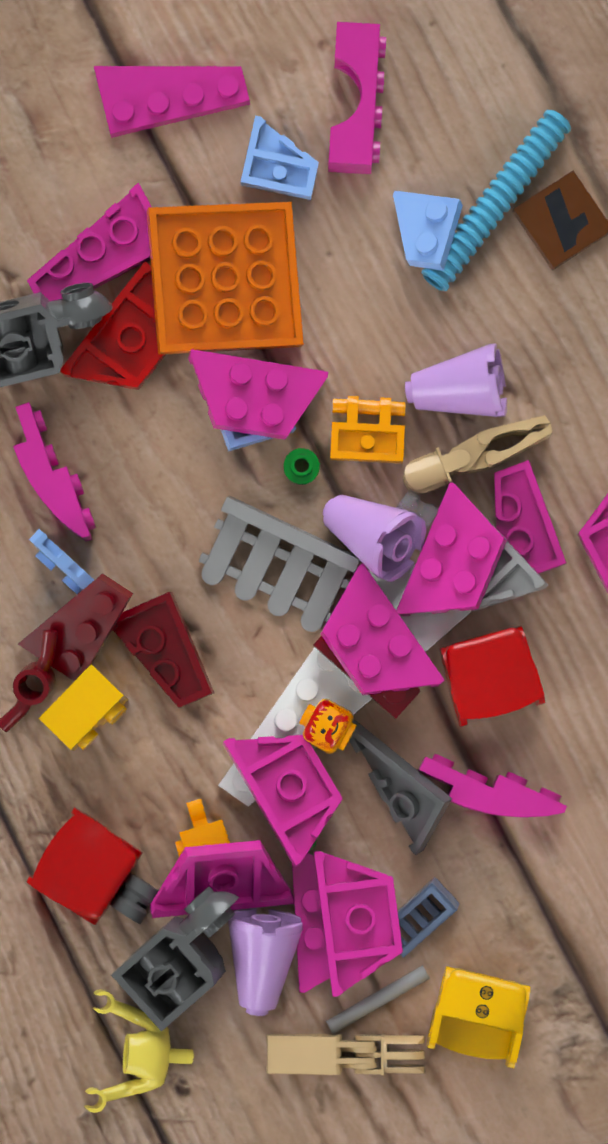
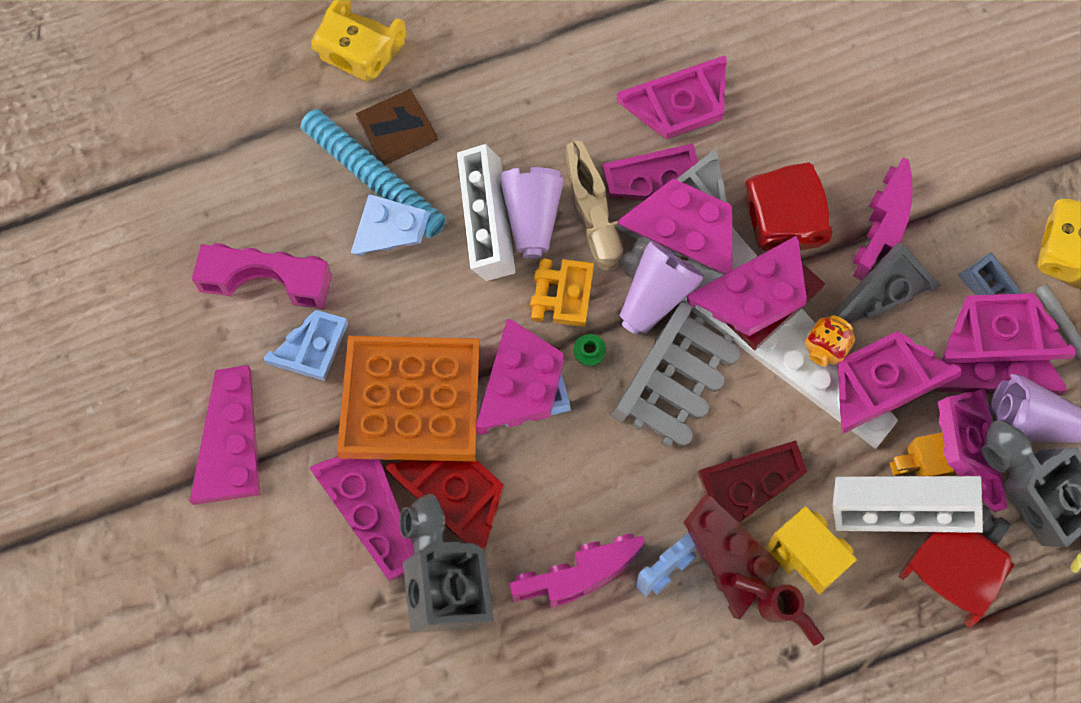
camera: 80 degrees left, 15 degrees down
(144, 809) = (908, 504): none -> white brick
(451, 331) = (485, 213): none -> white brick

